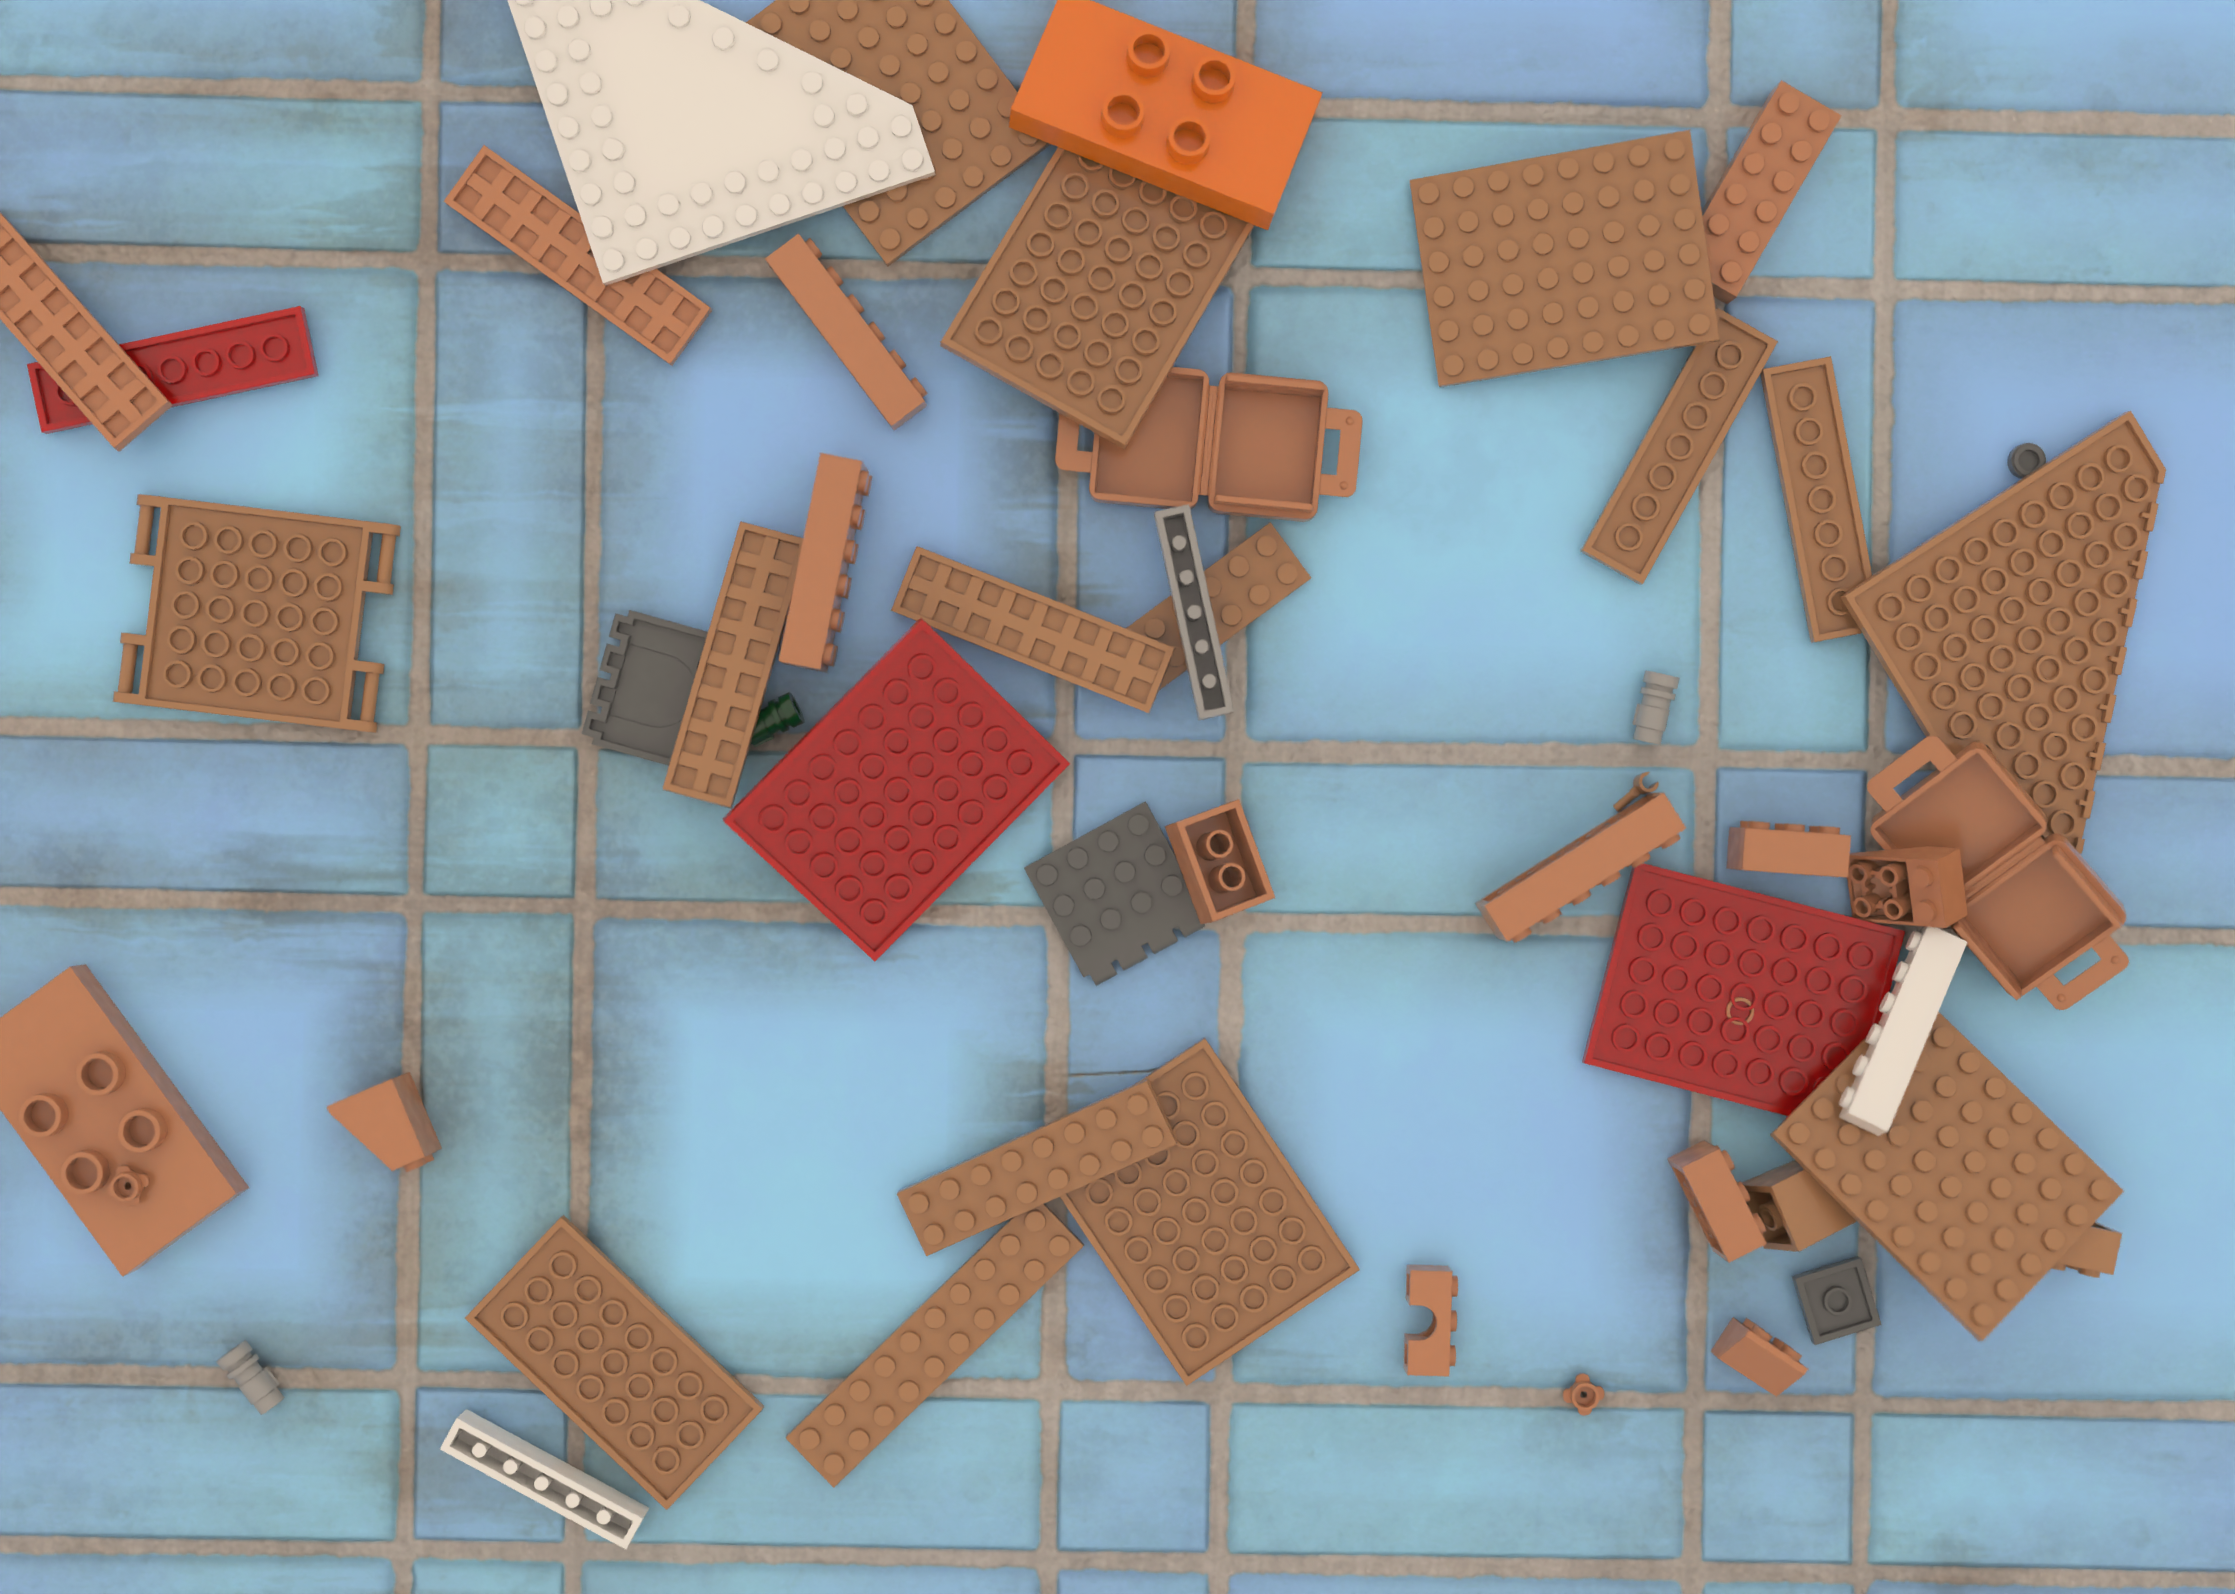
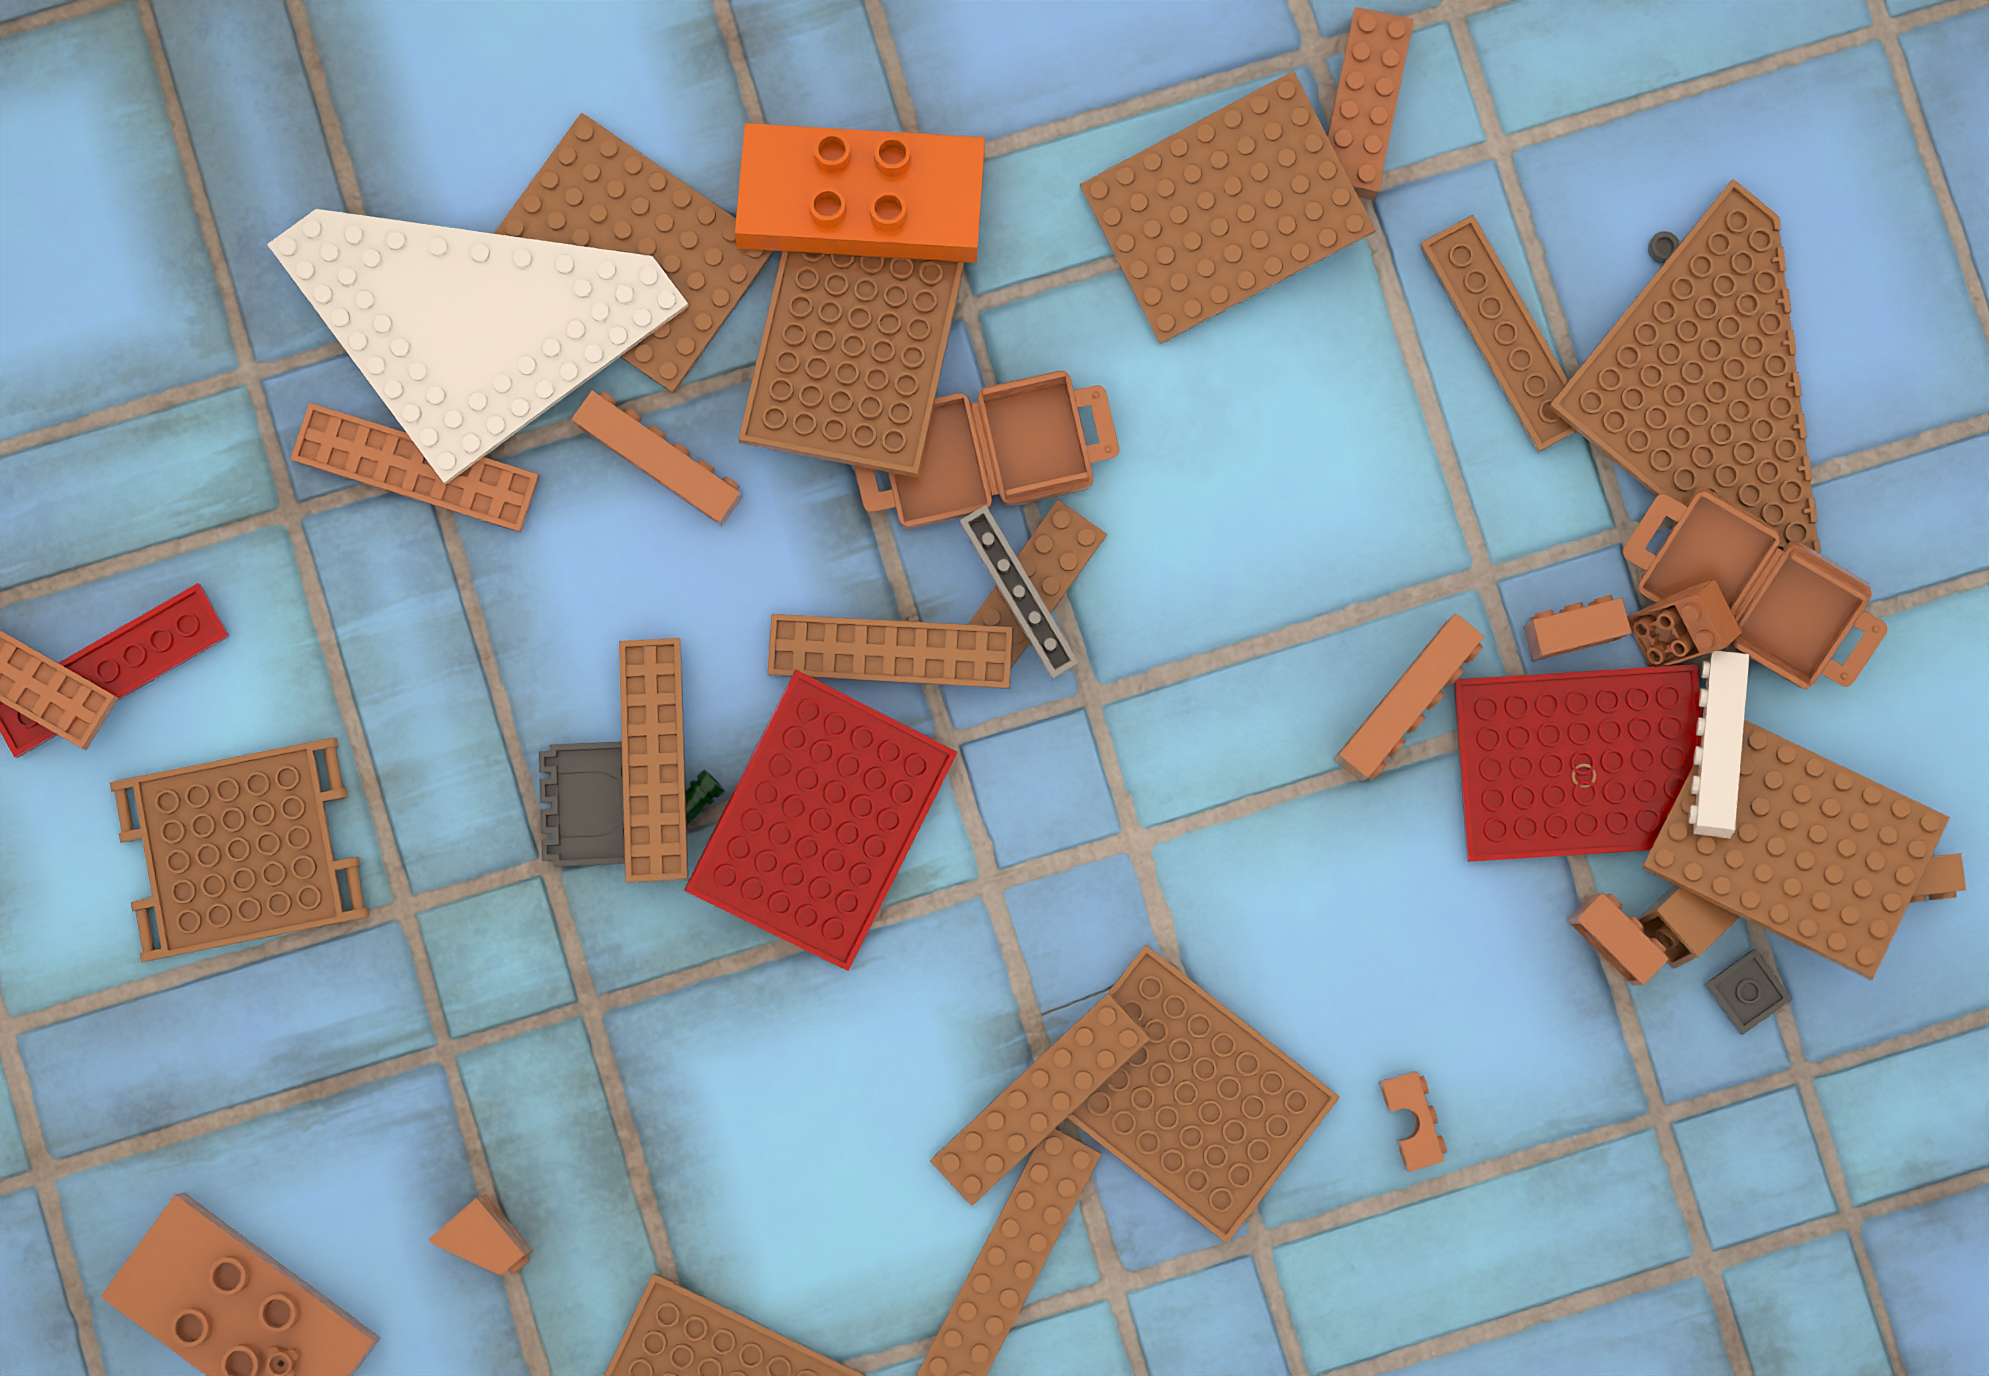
camera: 25 degrees left, 5 degrees down
(824, 563) = (699, 652): nougat brick -> none
(1115, 893) = (1032, 848): dark grey hinge -> none
(1220, 862) = (1108, 792): nougat brick -> none
(1583, 1404) = (1571, 1137): nougat plate -> none
(1634, 792) = (1436, 620): medium nougat hand -> none
(1653, 712) = (1427, 550): light grey axle -> none
(1678, 448) = (1373, 330): medium nougat plate -> none
(1752, 1354) = (1698, 1061): nougat slope -> none

